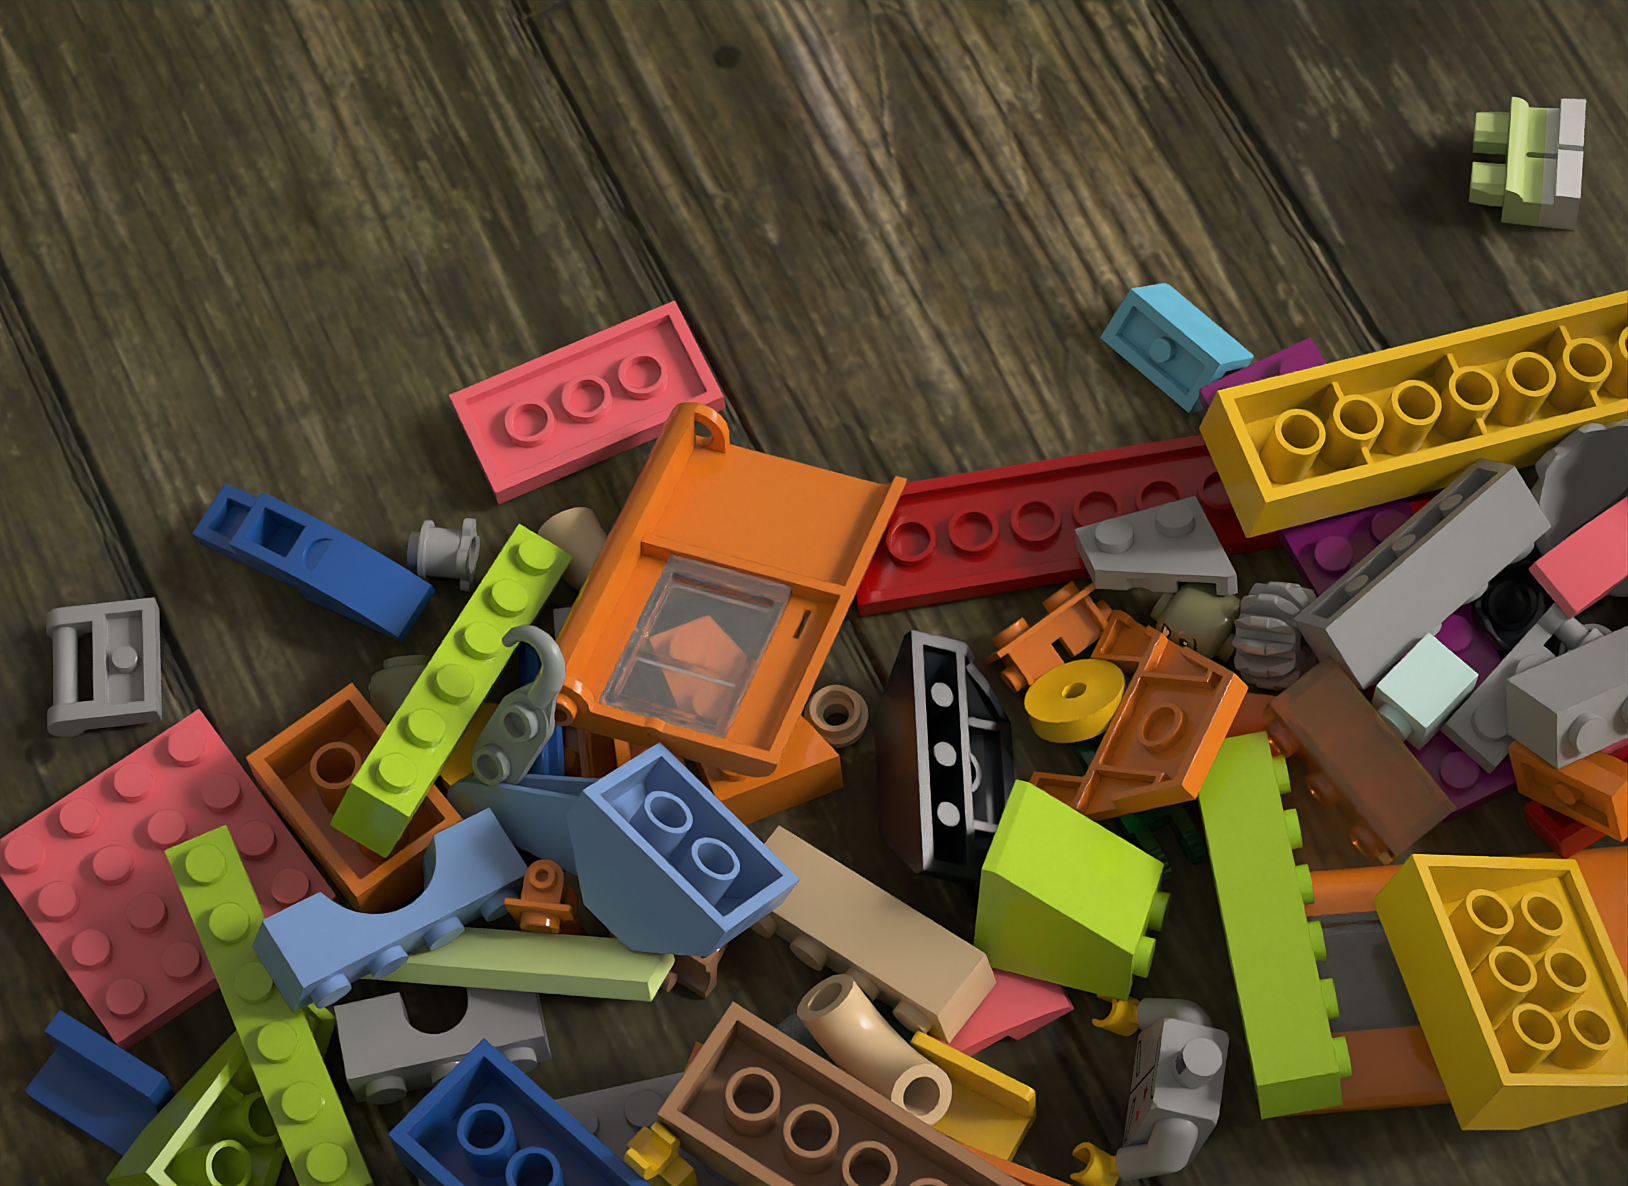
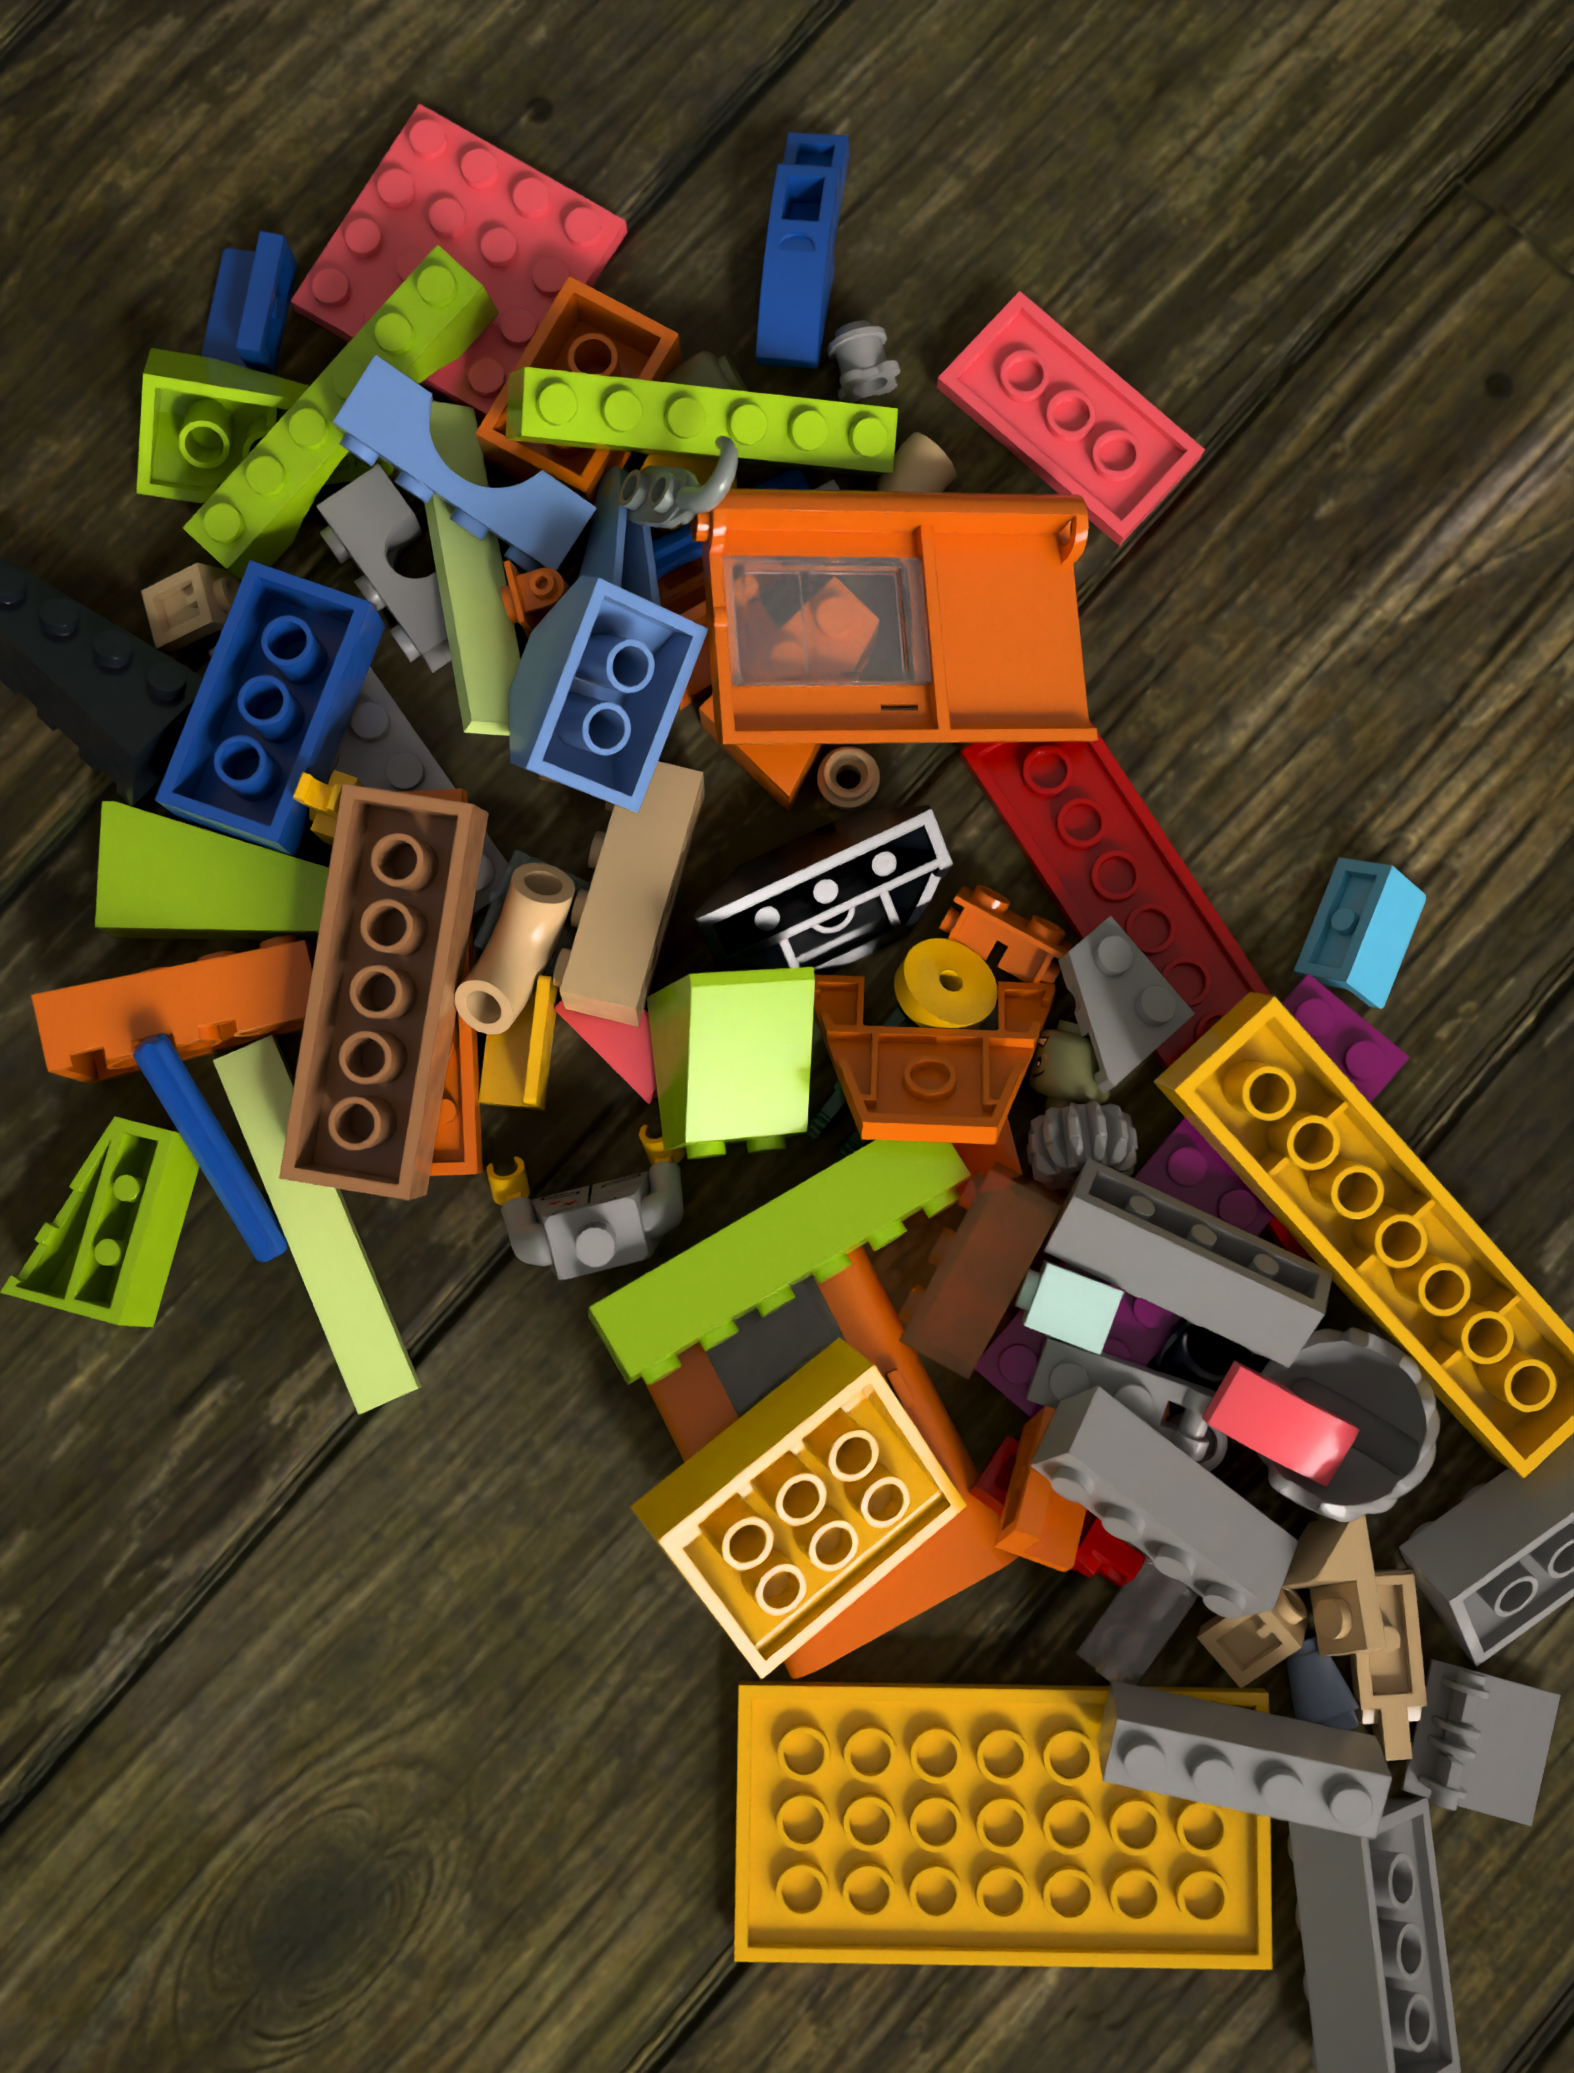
camera: 60 degrees right, 20 degrees up
(123, 666) = (640, 135): light grey plate -> none

